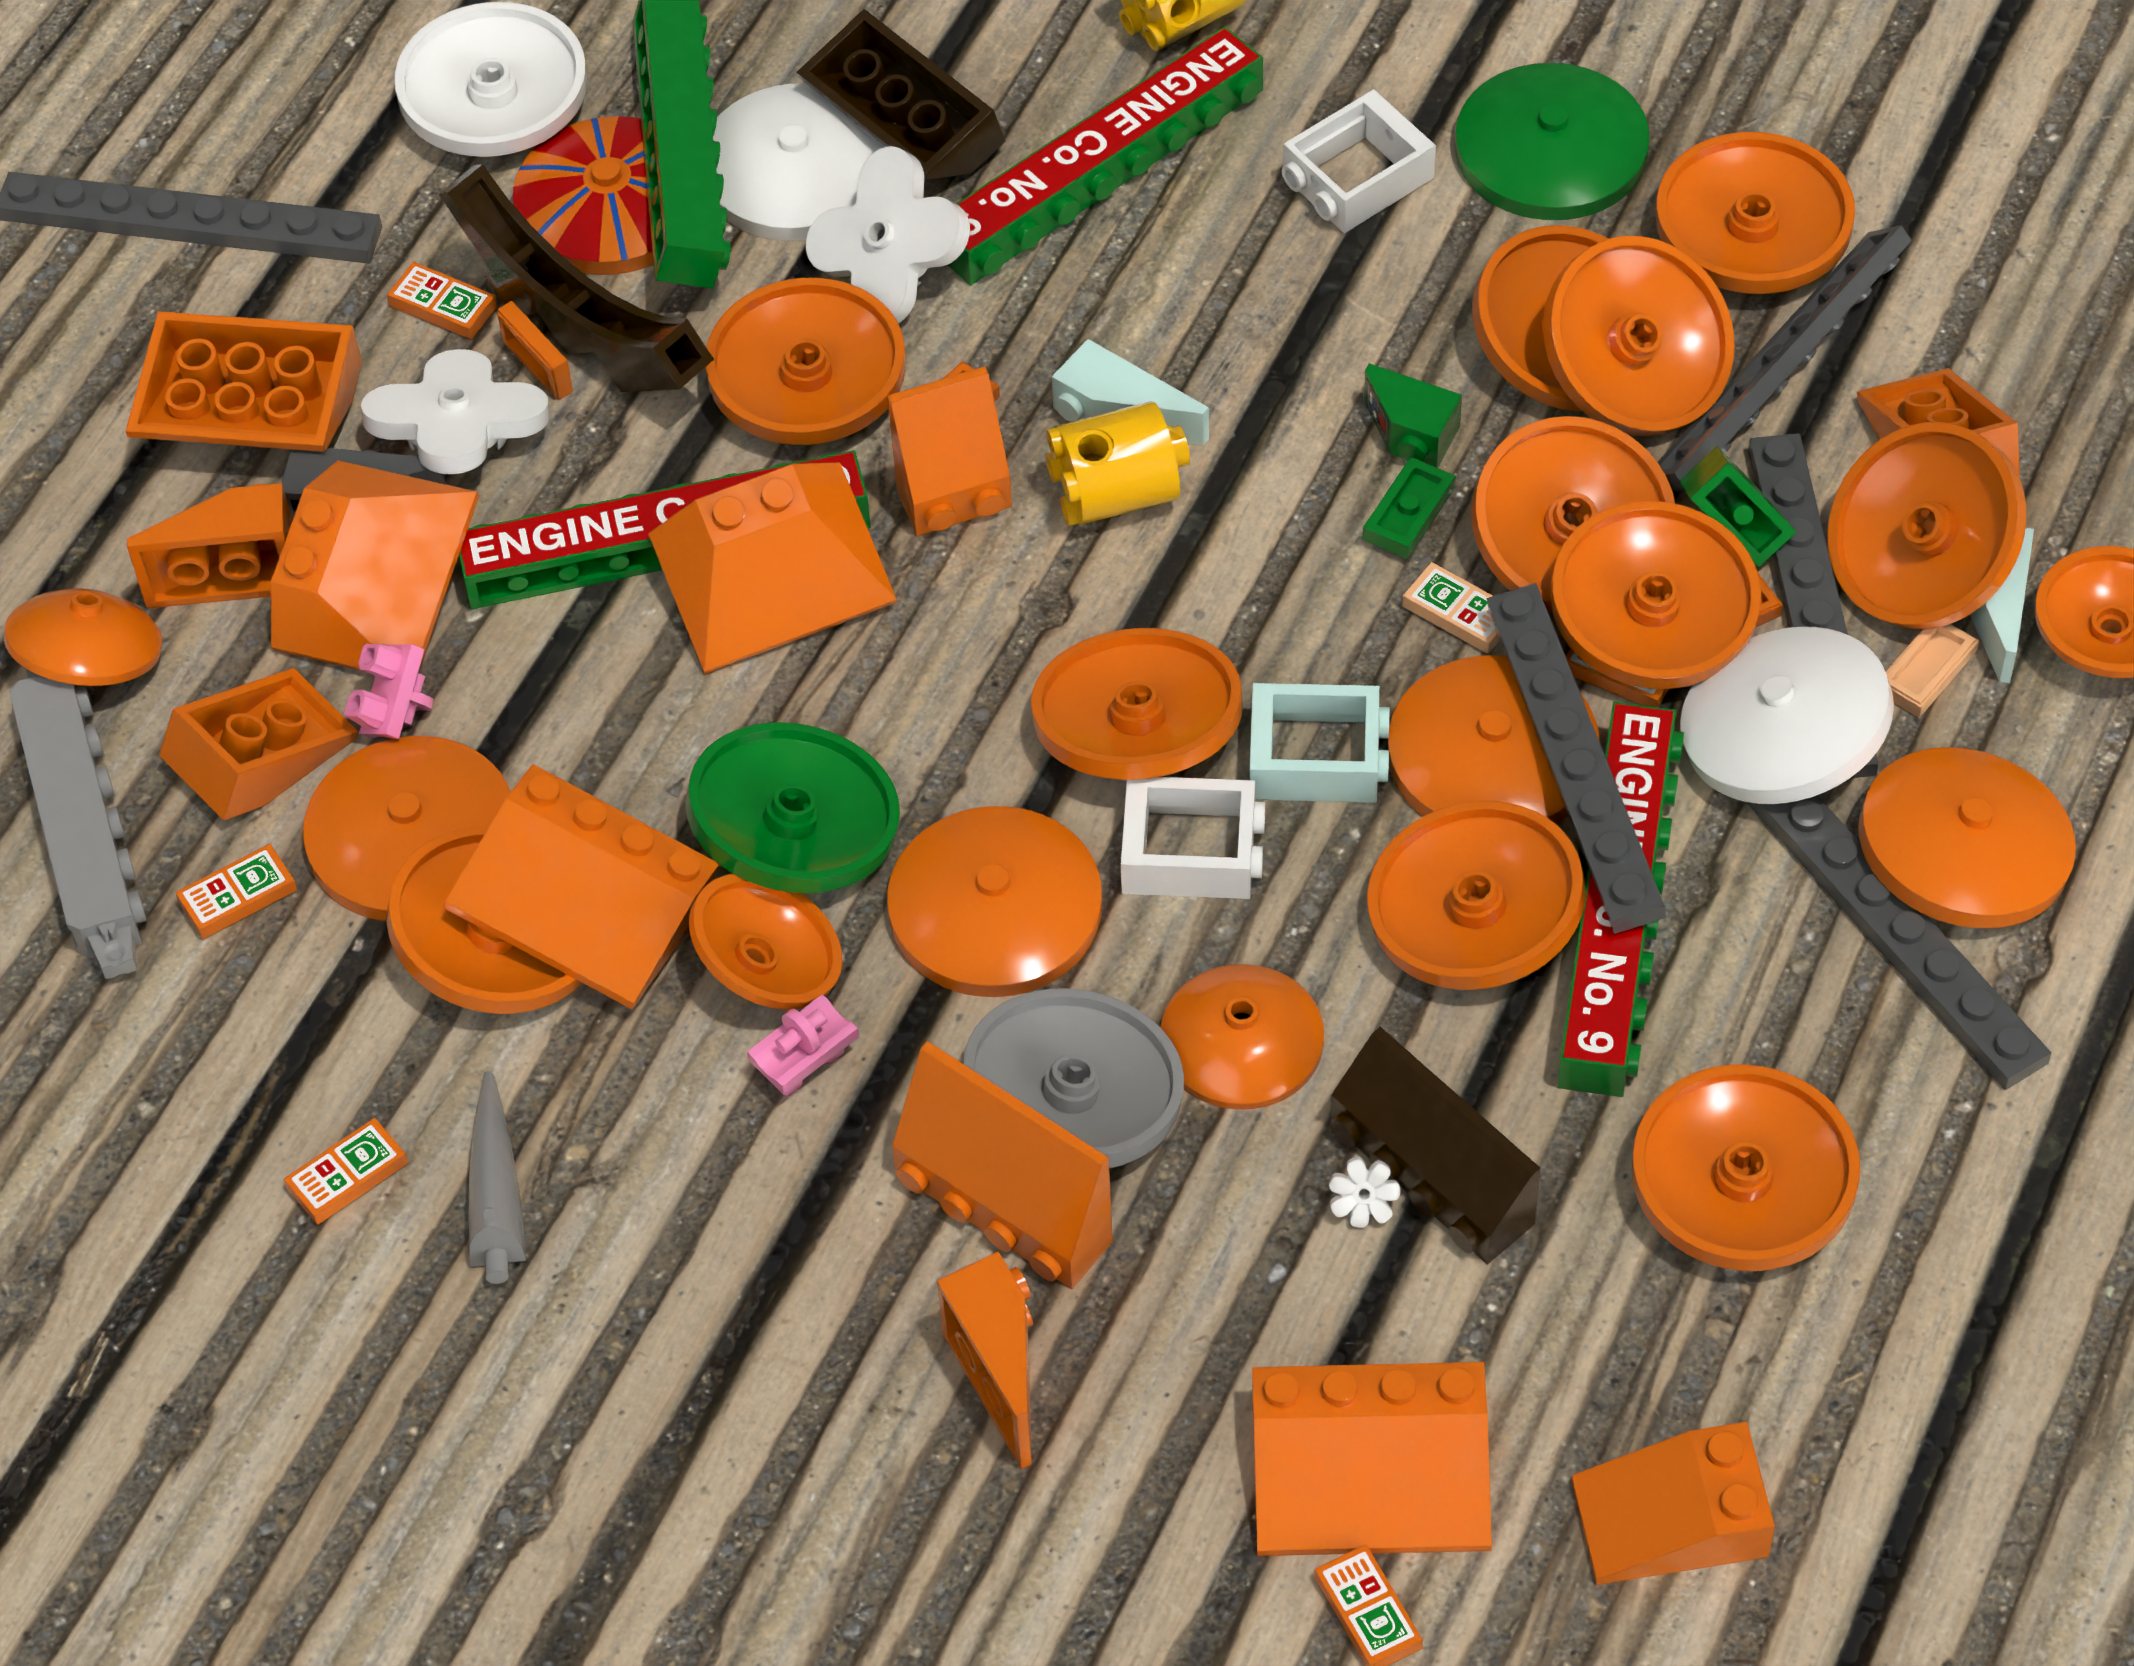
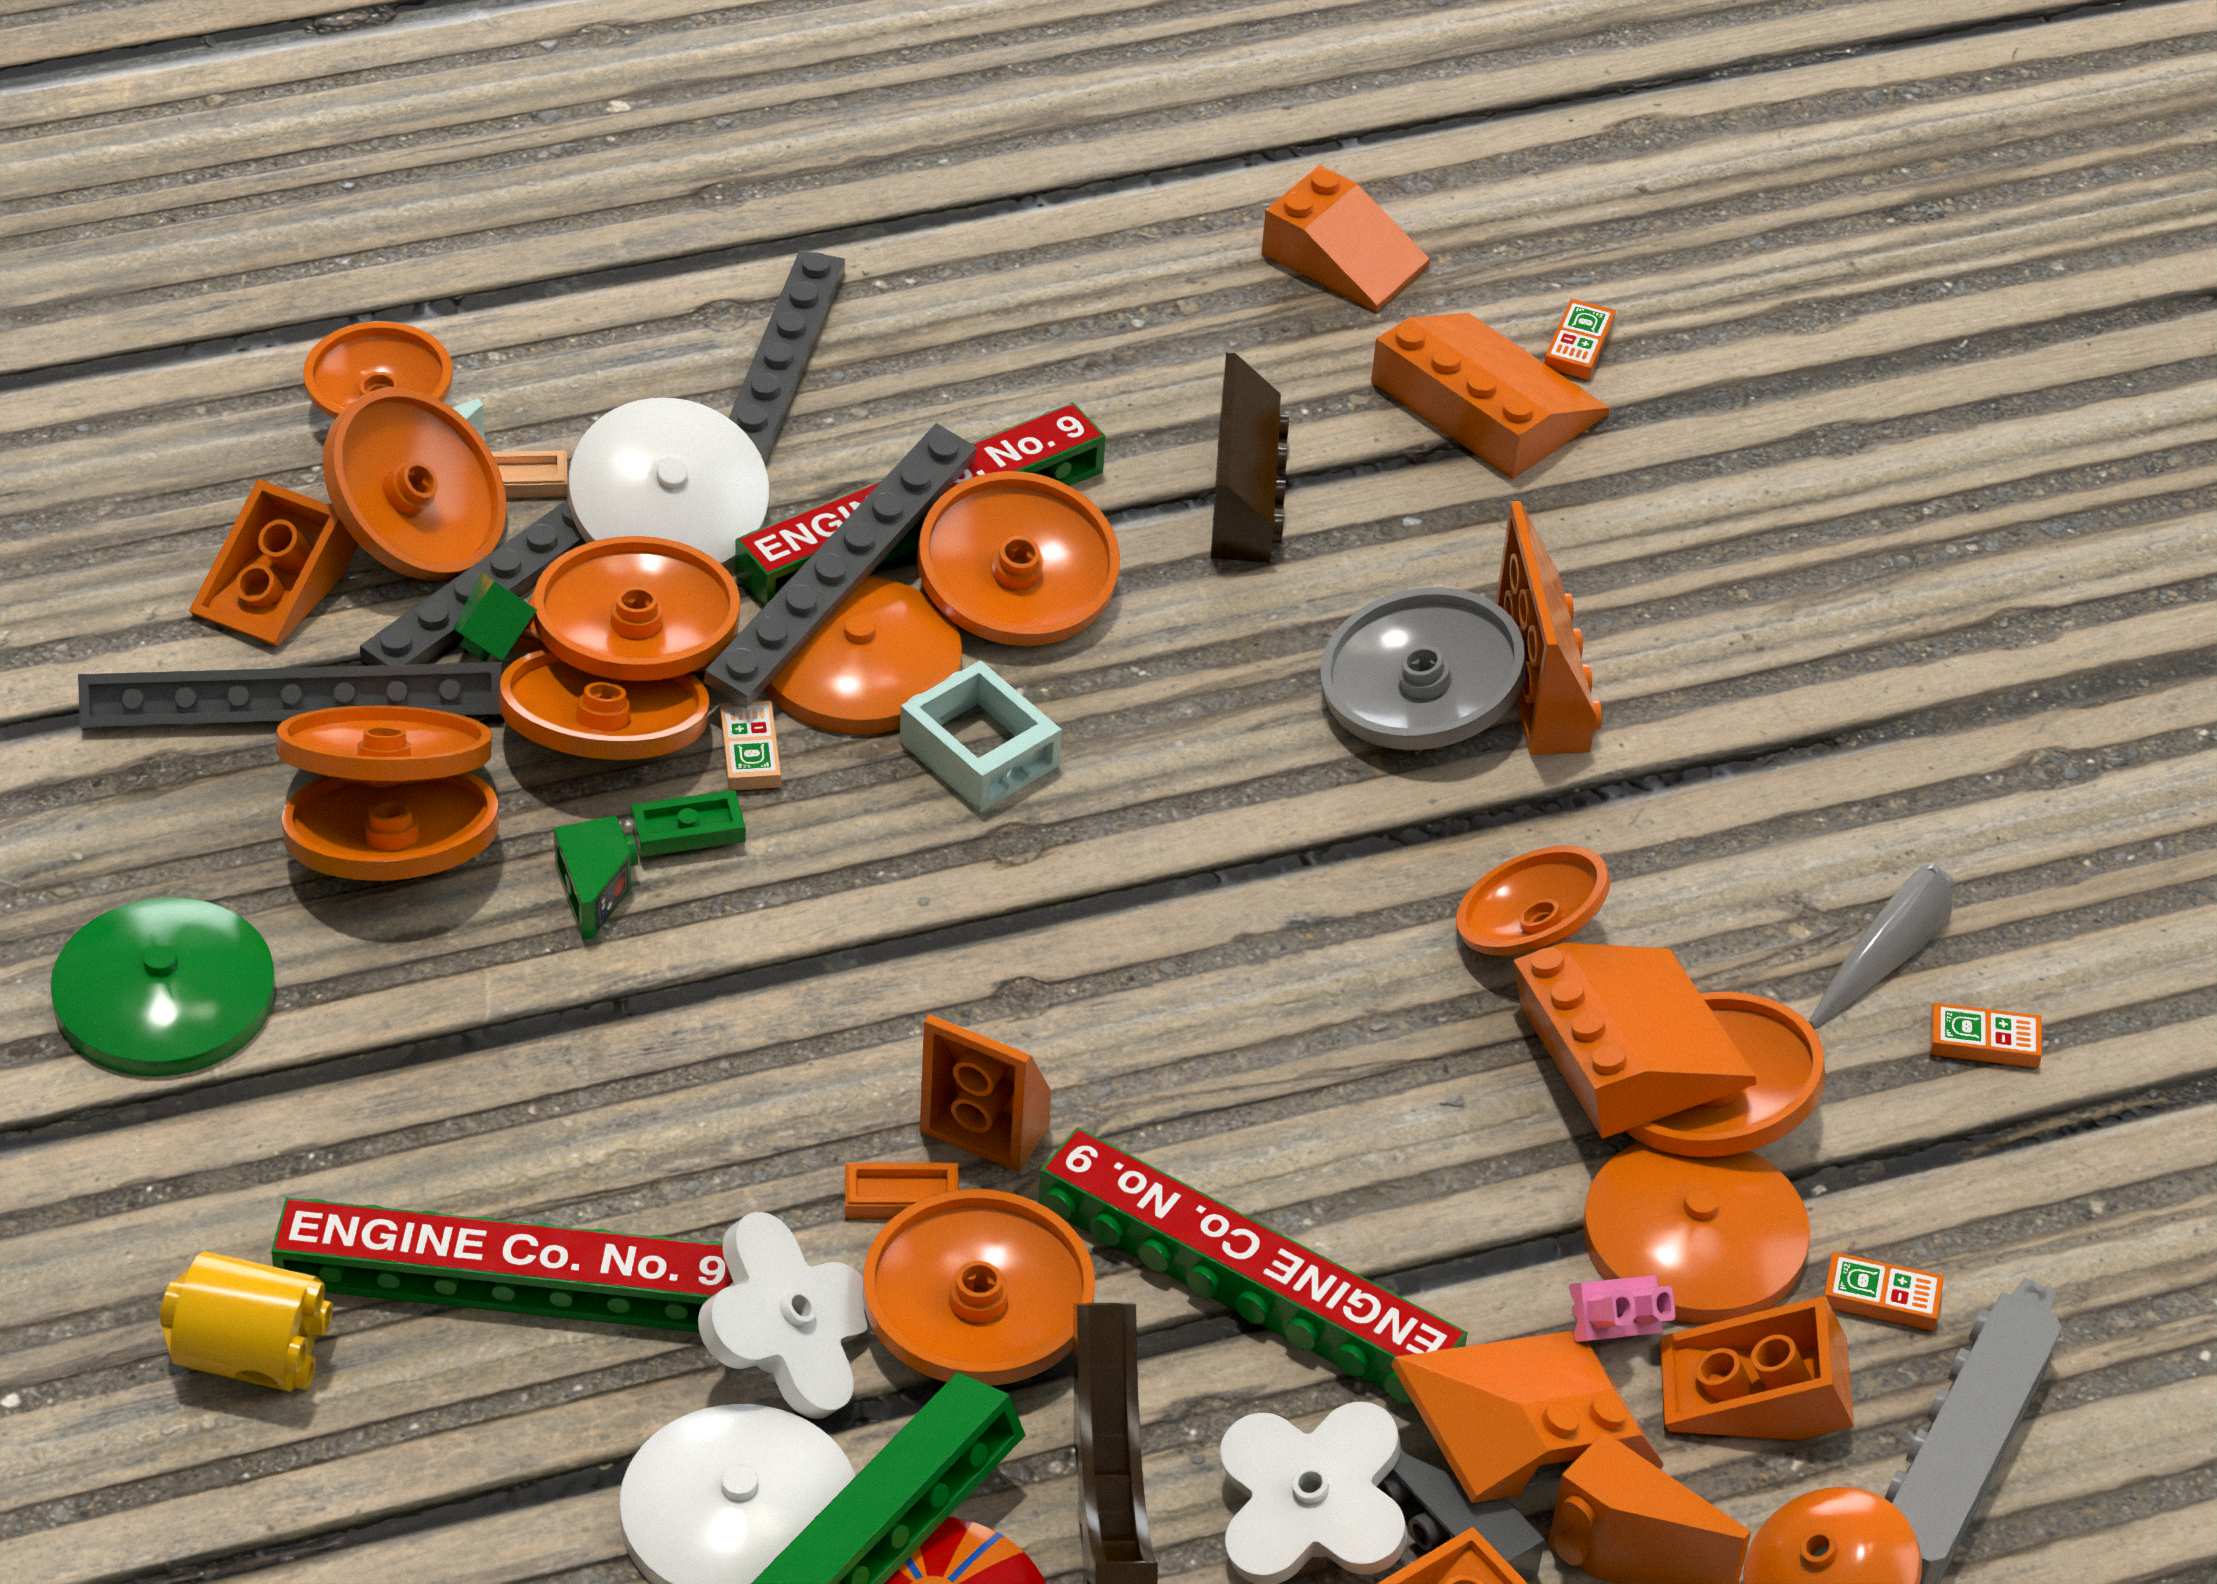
camera: 140 degrees left, 10 degrees down
(535, 350) = (1176, 1511): orange tile -> none
(770, 562) = (1275, 1167): orange slope -> none
(792, 807) = (1406, 972): green dish -> none
(802, 1044) = (1581, 827): bright pink hips -> none
(903, 98) = (608, 1438): dark brown slope -> none
(988, 1333) = (1658, 568): orange slope -> none
(994, 901) = (1322, 838): orange dish -> none
(1103, 382) = (778, 1067): light aqua slope -> none
(1116, 462) = (861, 993): yellow cylinder -> none
(1137, 703) = (1073, 838): orange dish -> none
(1190, 874) = (1164, 789): white window -> none
(1248, 1059) = (1259, 641): orange dish -> none
(1363, 1192) = (1310, 495): white plant -> none
(1388, 131) = (341, 1043): white window -> none
(1745, 1167) = (1073, 320): orange dish -> none
(1756, 211) = (144, 779): orange dish -> none
(1966, 837) = (666, 351): orange dish -> none

